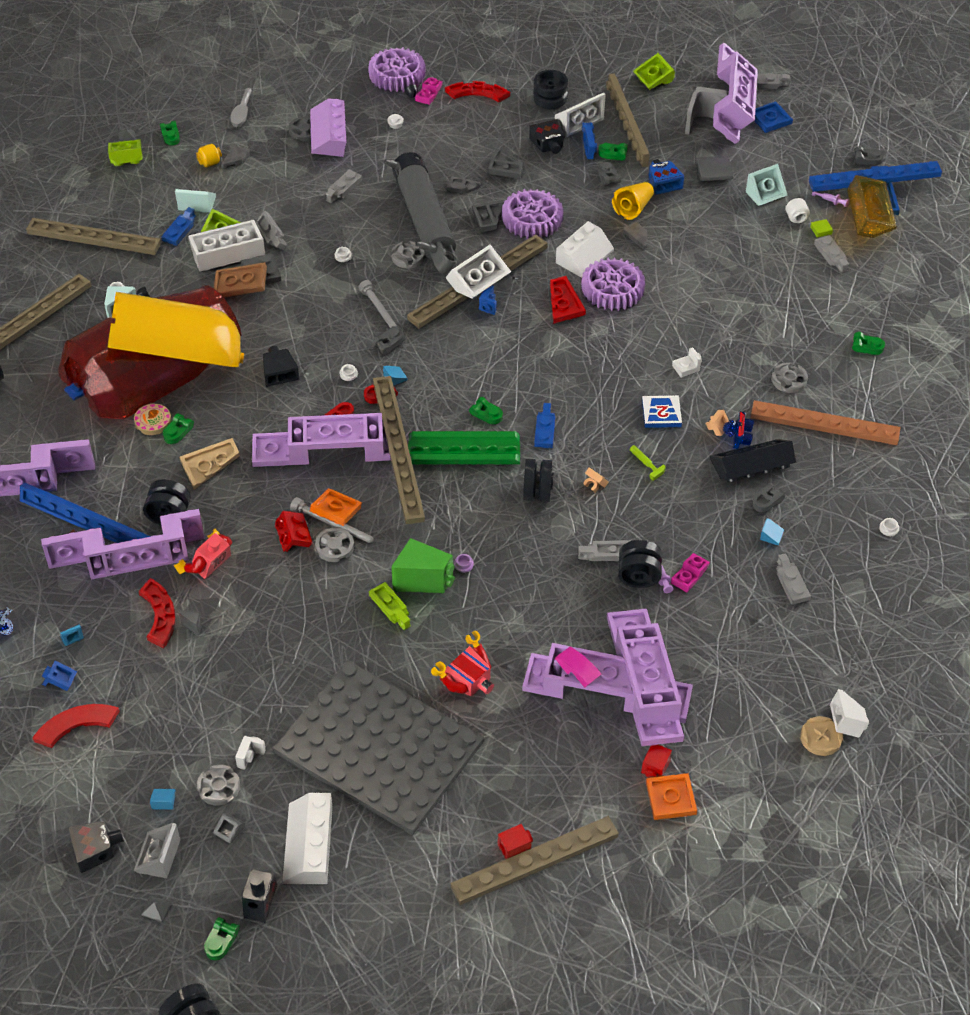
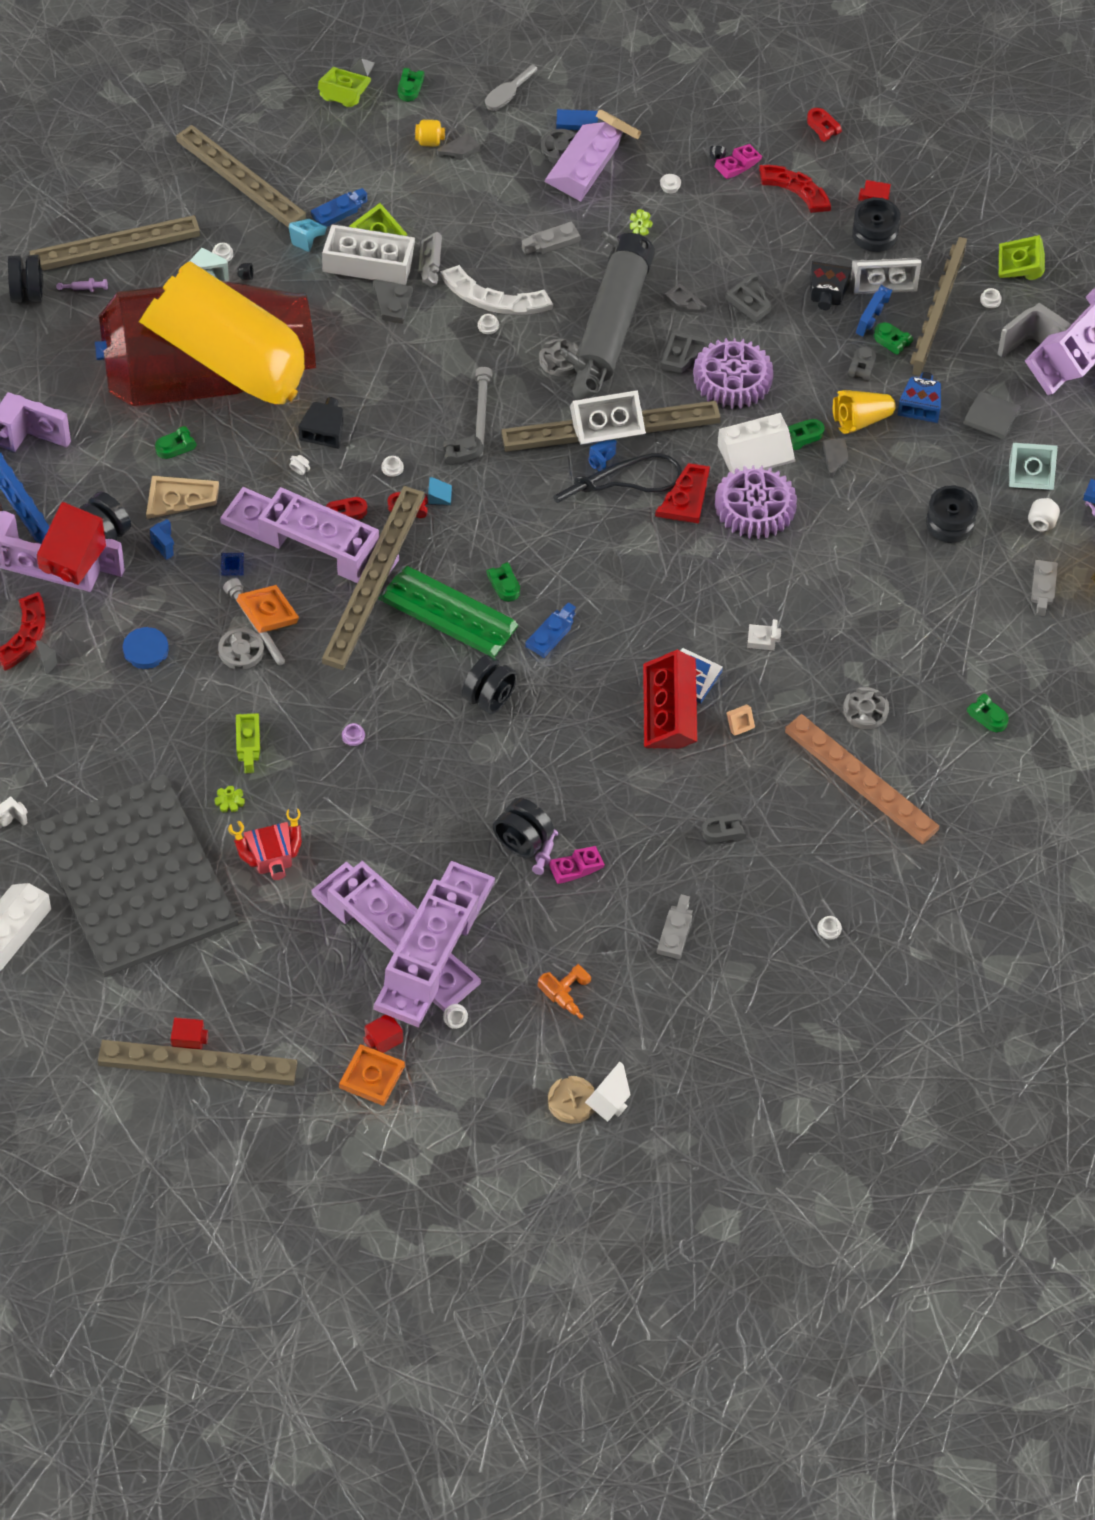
camera: 30 degrees right, 5 degrees up
(27, 354) = (85, 285): none -> lavender piece
(152, 419) = (158, 419): tan tile -> none
(166, 524) = (71, 544): none -> red slope
(169, 253) = (304, 232): none -> medium azure slope
(198, 200) = (377, 182): light aqua slope -> none
(207, 556) = (107, 596): torso -> none
(219, 498) = (161, 538): none -> blue bracket
(241, 280) = (355, 303): medium nougat tile -> none
(262, 578) = (145, 647): none -> blue tile
(281, 401) = (299, 464): none -> white plate
(282, 490) = (232, 564): none -> clear blue slope
(292, 530) = (210, 612): red bracket -> none
(300, 109) = (575, 119): none -> blue tile
(331, 239) = (494, 300): none -> white tile
(348, 98) = (619, 124): none -> tan tile
(396, 69) = (720, 116): lavender gear -> none
(396, 149) = (640, 222): none -> lime plant
(407, 654) = (229, 799): none -> lime plant
(422, 569) = (299, 718): bright green slope -> none
(465, 48) = (818, 118): none -> red plate
(493, 323) = (587, 483): none -> black piece
(530, 71) = (874, 189): none -> red brick
(579, 665) = (364, 896): dark pink slope -> none
(595, 478) = (558, 715): light nougat tile -> none
(601, 550) = (501, 793): light grey hinge -> none
(611, 226) = (811, 430): none -> green plate
(654, 103) = (990, 298): none -> white plate
(657, 472) = (632, 740): lime piece -> none
(665, 433) = (670, 701): none -> red slope
(695, 721) = (455, 1016): none -> white plate
(737, 429) = (753, 737): clear blue hips -> none
(744, 234) = (951, 514): none -> black wheel
(749, 664) = (558, 991): none -> orange piece
(754, 459) = (743, 778): black slope -> none
(771, 532) = (697, 867): slope -> none
(821, 228) = (1057, 549): lime tile -> none

